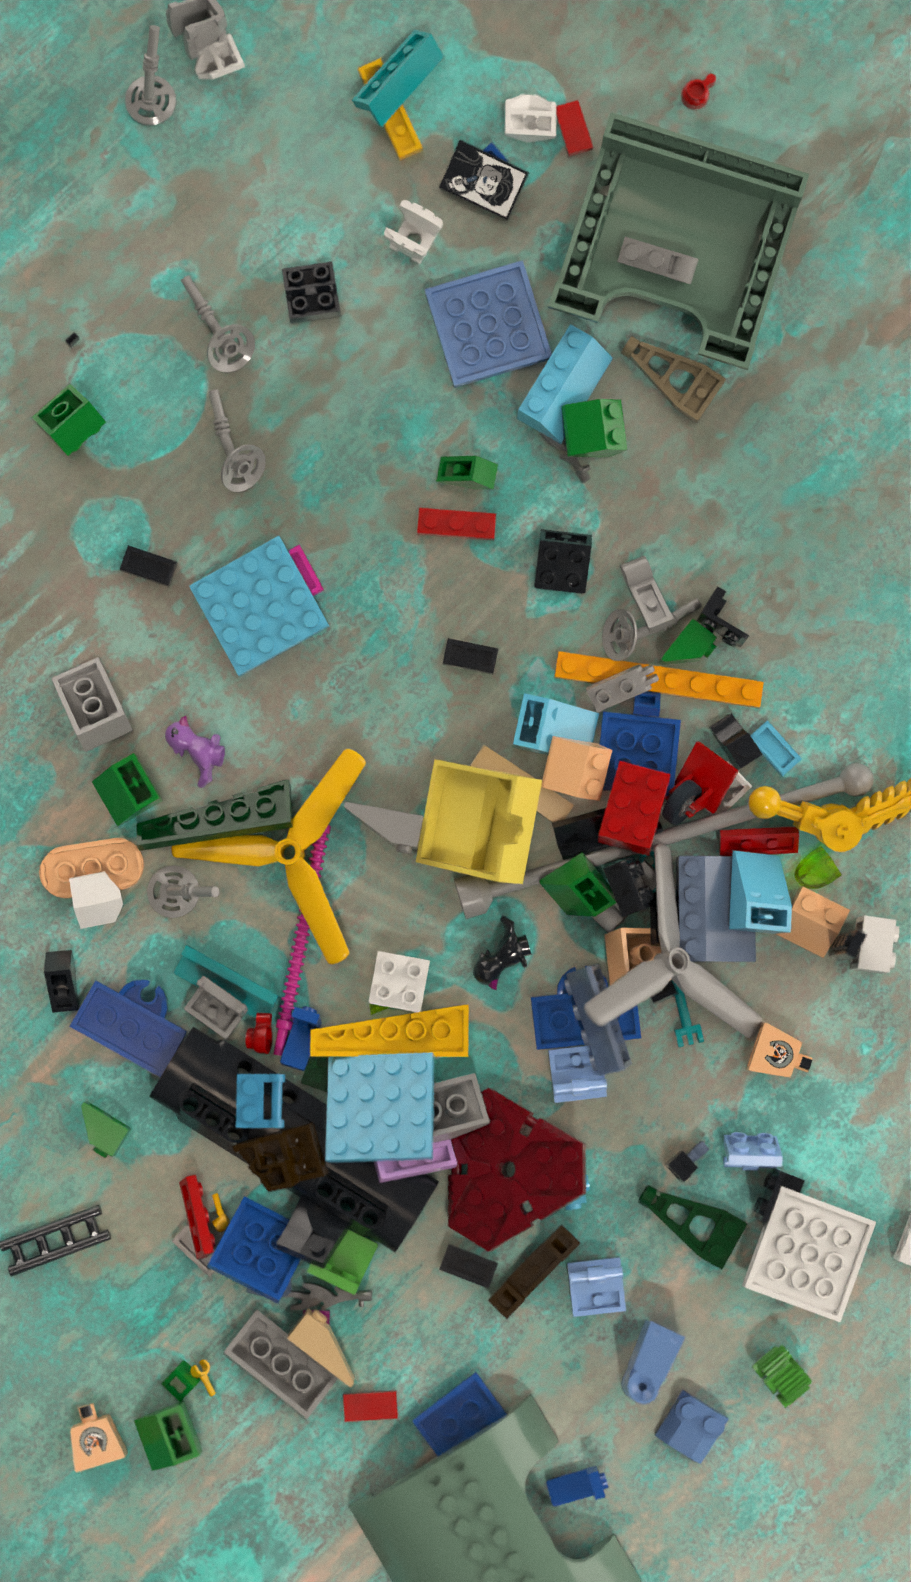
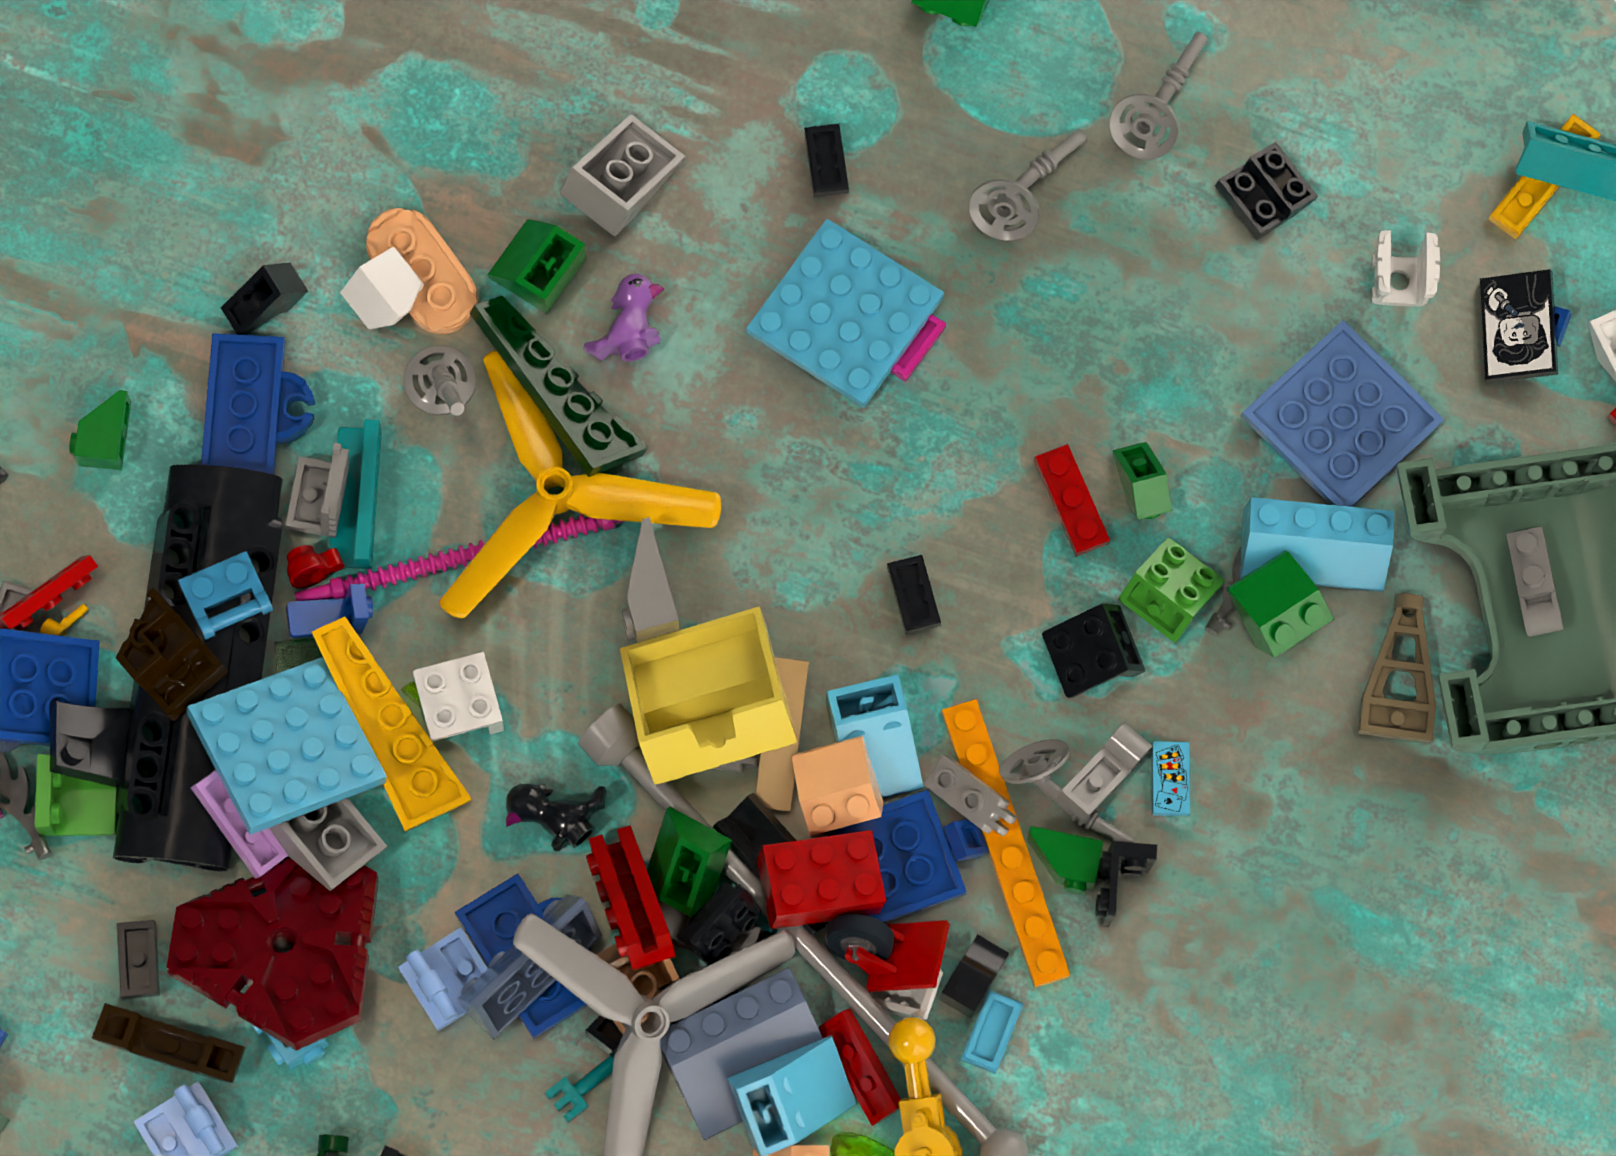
camera: 60 degrees right, 10 degrees down
(547, 490) = (1170, 589): none -> bright green bracket
(588, 934) = (631, 900): none -> red brick
(668, 555) = (1170, 778): none -> medium azure tile

